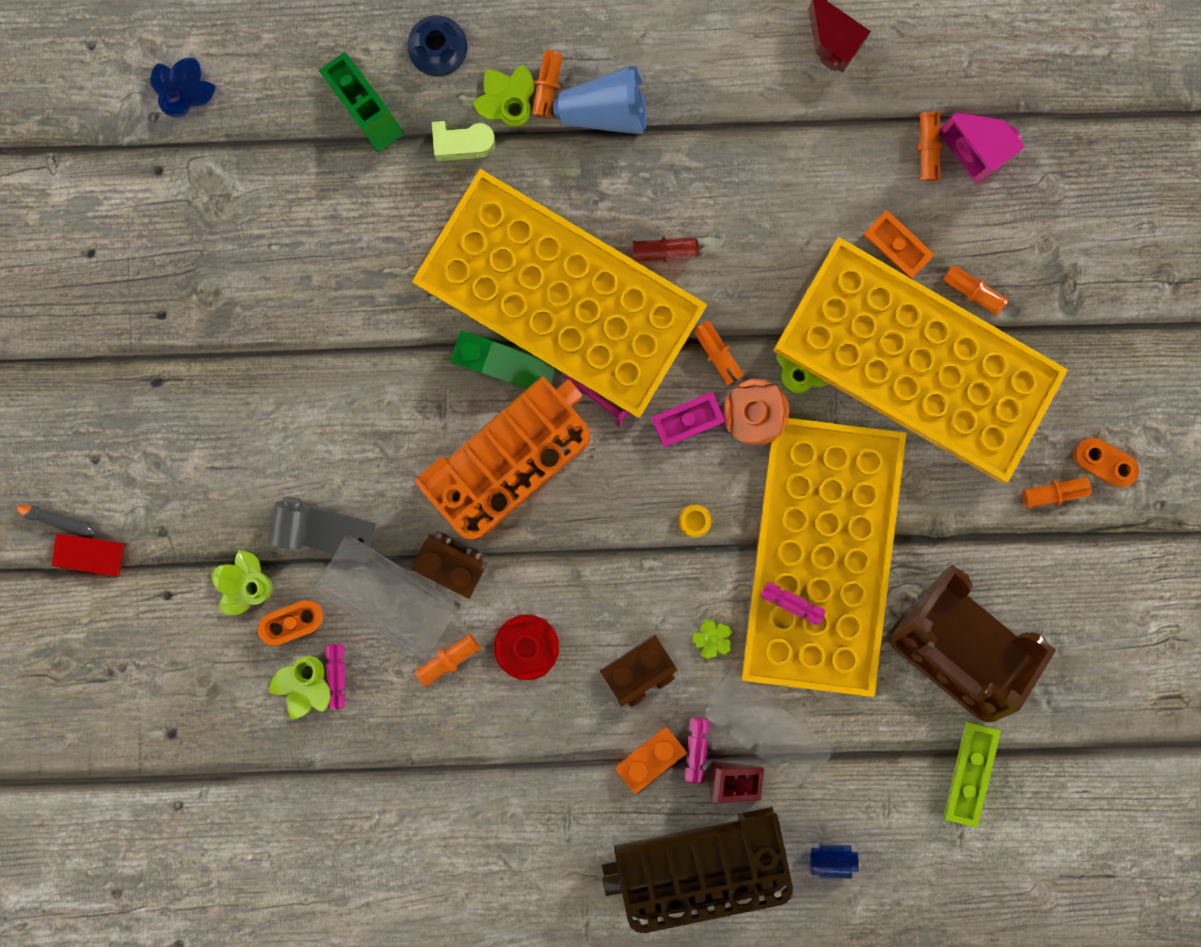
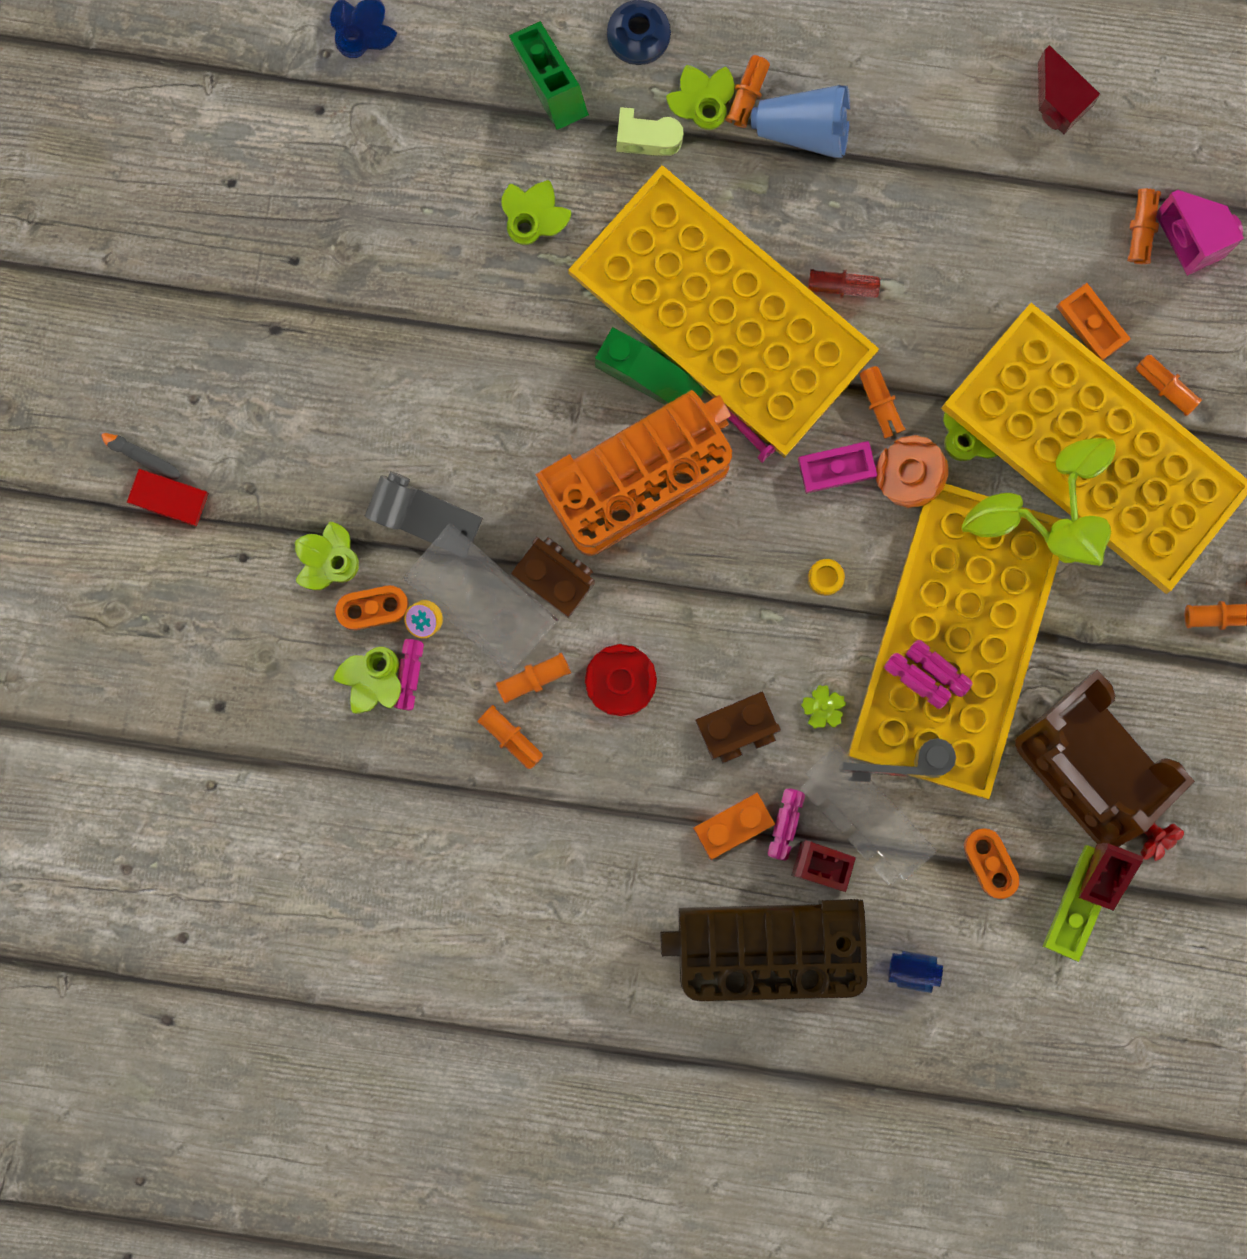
camera: 10 degrees right, 5 degrees down
(339, 624) = (423, 619): none -> tile
(371, 228) = (534, 208): none -> lime plate
(437, 717) = (510, 737): none -> orange axle
(810, 589) = (939, 668): none -> dark pink axle
(818, 676) = (931, 761): none -> dark grey door
(885, 752) = (992, 862): none -> orange plate
(912, 457) = (1071, 540): none -> lime plant
(993, 748) = (1109, 875): none -> dark red slope
(1032, 705) = (1159, 839): none -> red plant

